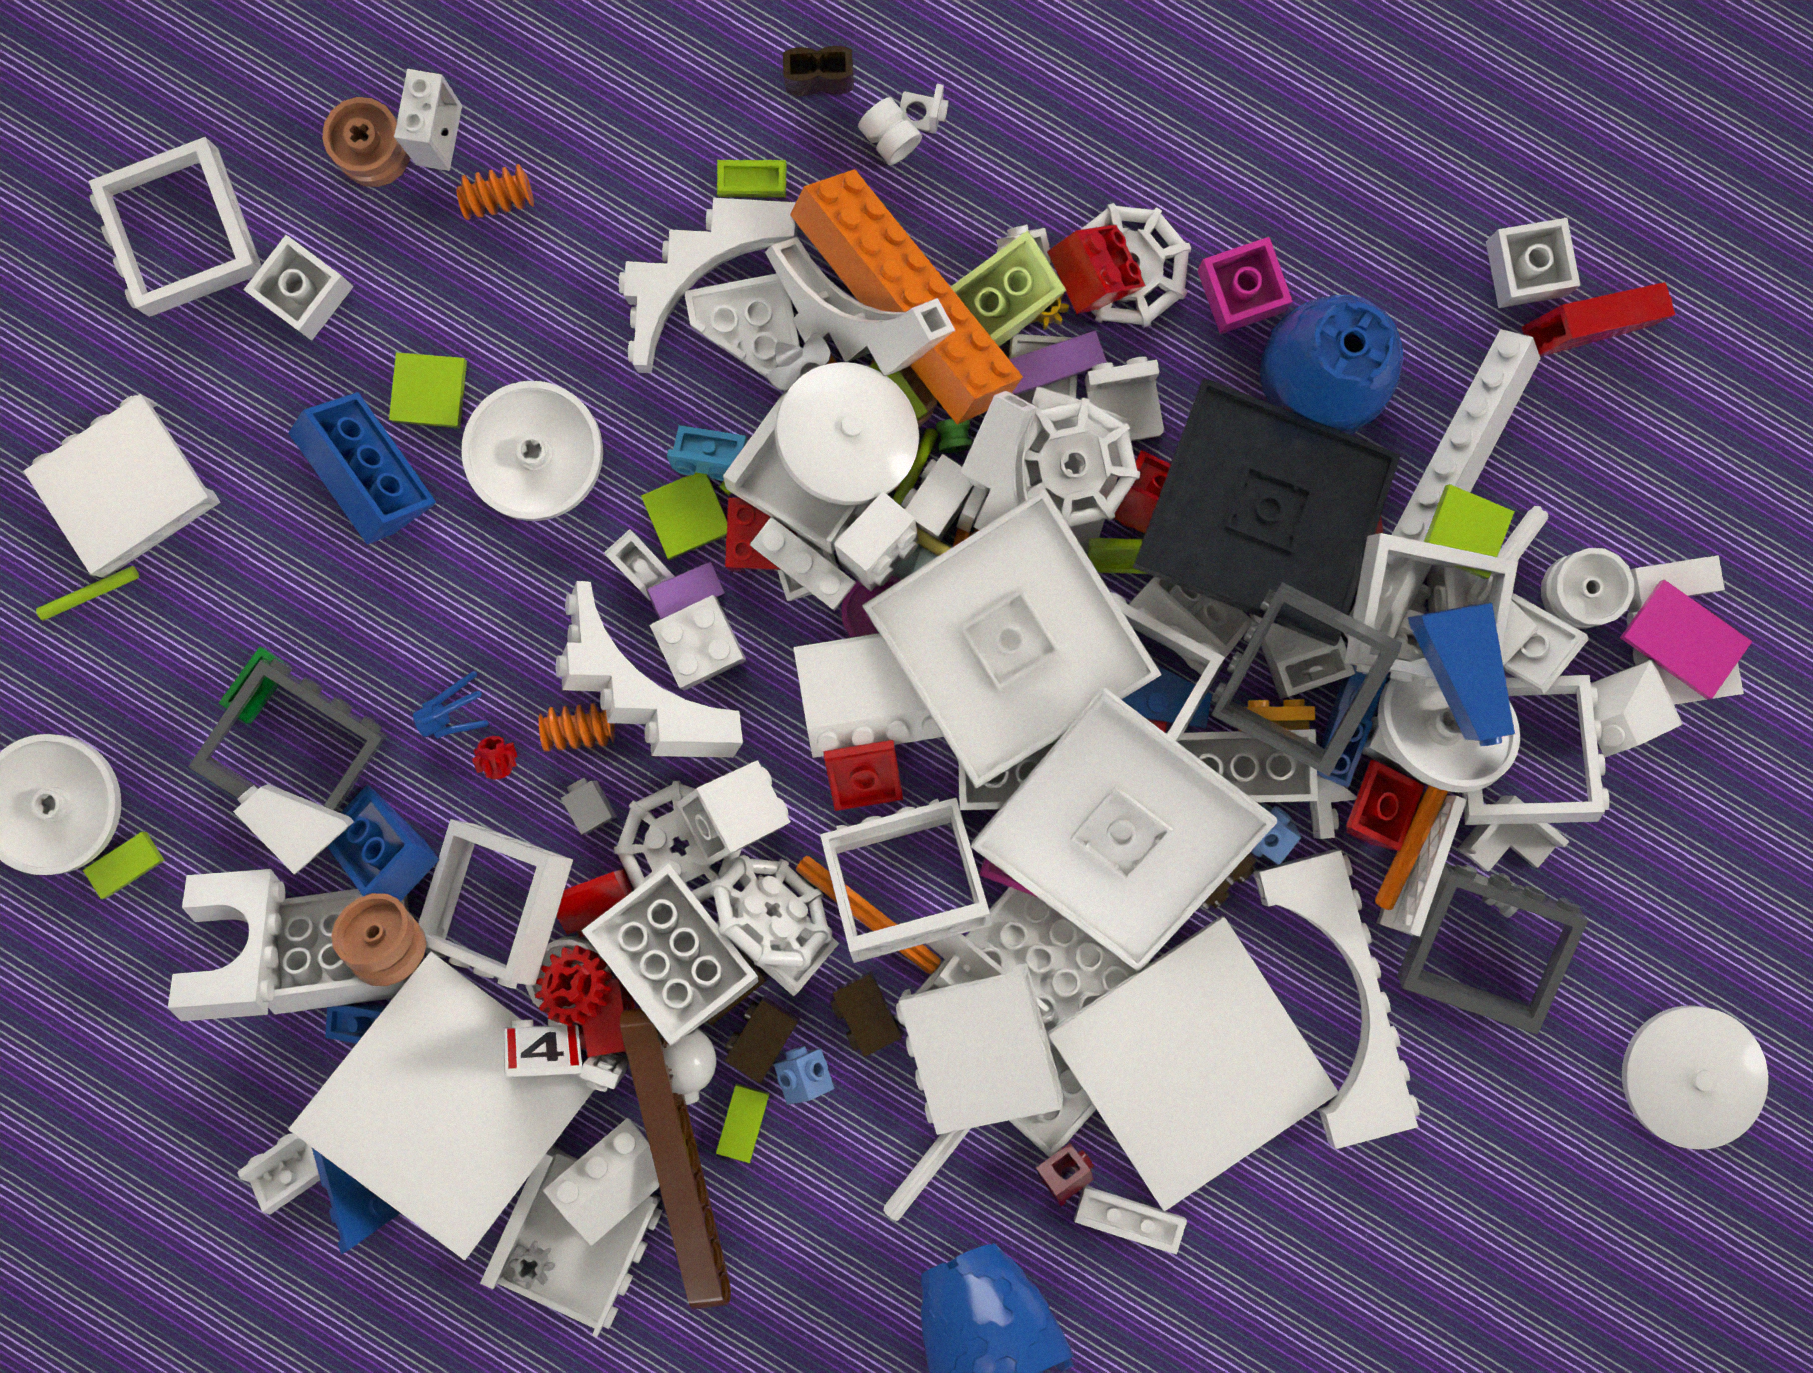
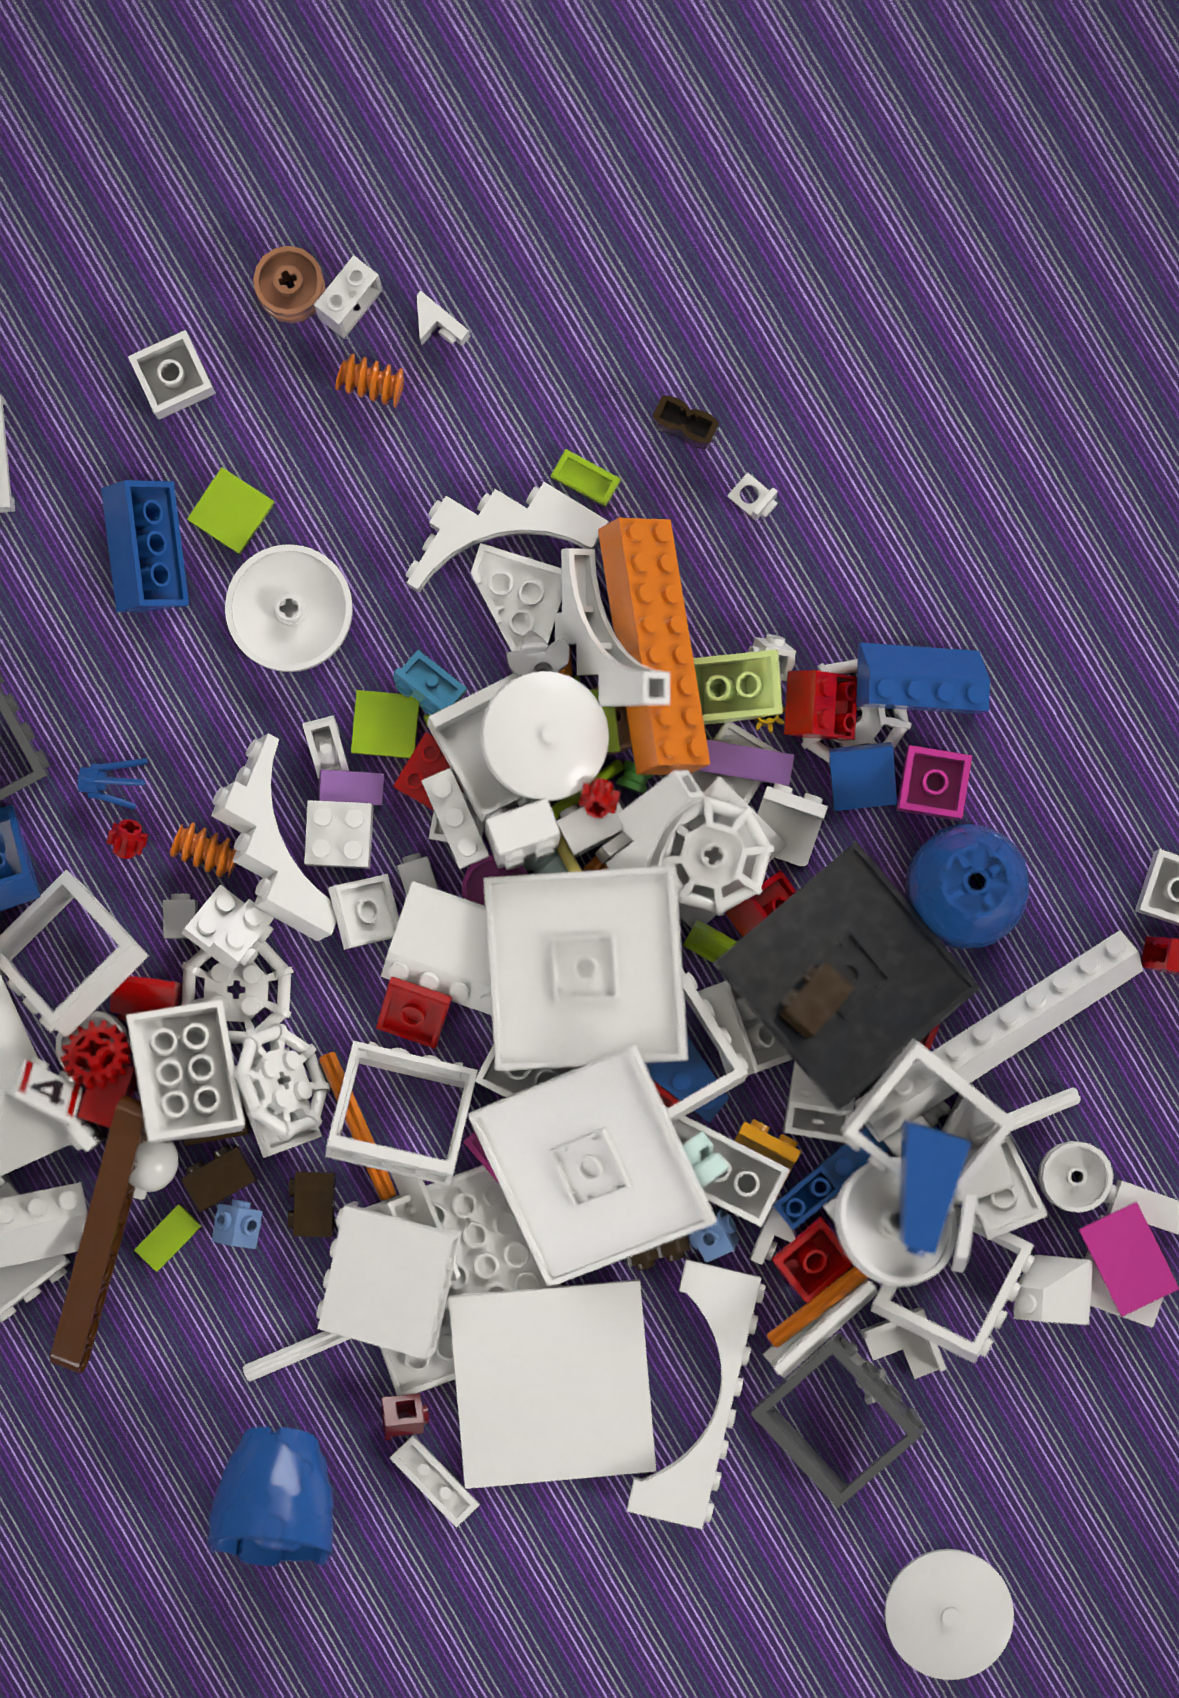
camera: 25 degrees right, 0 degrees up
(200, 284) = (149, 274): white window -> none
(525, 100) = (433, 316): none -> white slope
(639, 790) = (228, 928): none -> white plate
(733, 811) = (294, 985): white slope -> none
(763, 703) = (364, 911): none -> white tile
(792, 635) = (418, 870): none -> light grey brick
(886, 126) = (717, 506): white wheel -> none
(933, 465) = (599, 798): none -> red gear
(1172, 316) = (863, 776): none -> blue tile
(1179, 193) = (921, 679): none -> blue slope
(1234, 767) = (702, 1159): none -> light aqua wheel
(1255, 547) = (815, 1000): none -> dark brown brick
(1277, 736) = (751, 1152): dark grey window -> none
(1469, 525) = (995, 1073): lime tile -> none
(1525, 698) = (964, 1233): none -> white tile

